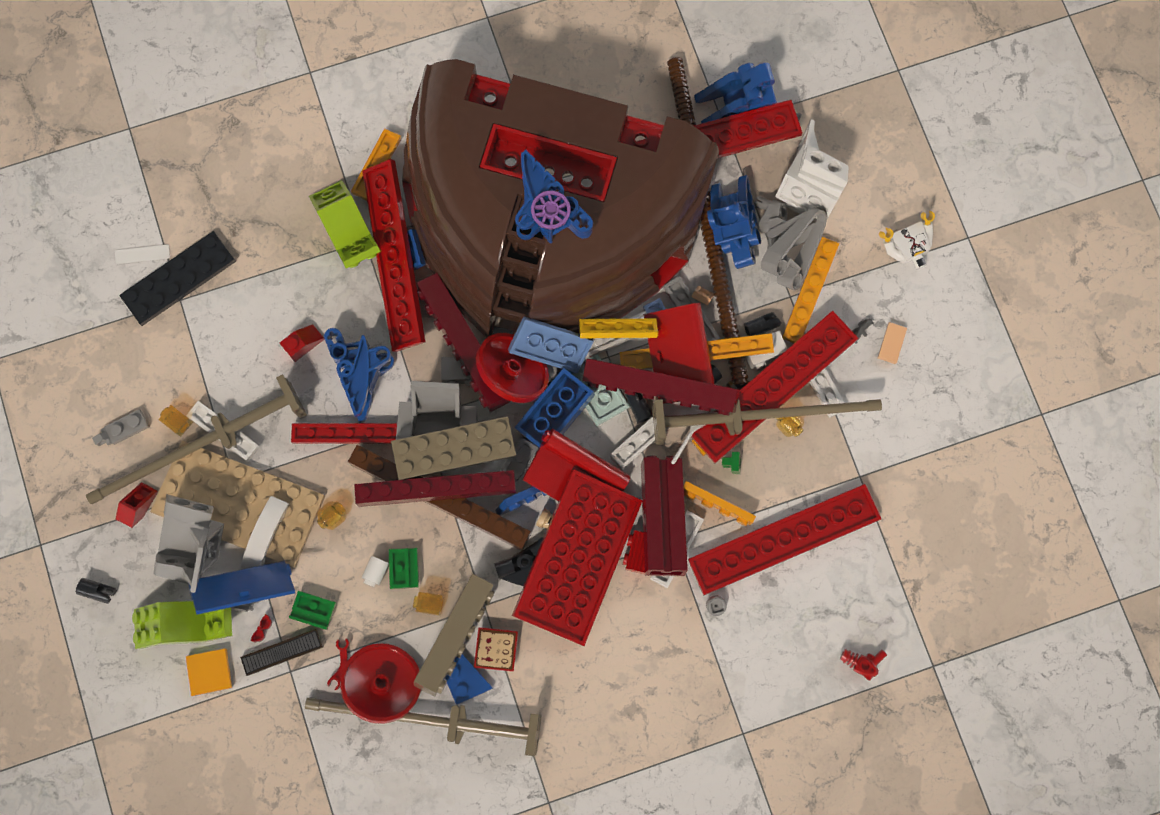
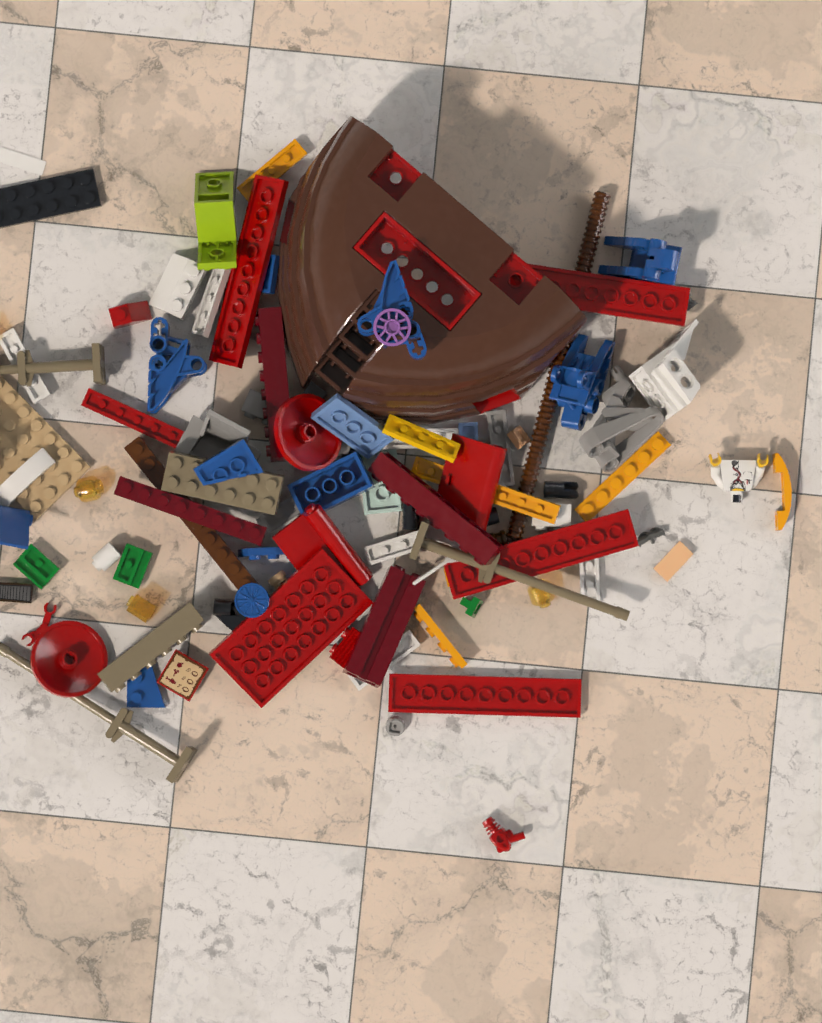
camera: 30 degrees right, 10 degrees up
(336, 298) = (178, 286): none -> white slope
(370, 296) = (210, 302): none -> white plate
(452, 424) = (228, 464): none -> blue wing
(530, 546) = (251, 600): none -> blue wheel
(944, 219) = (780, 467): none -> light orange slope

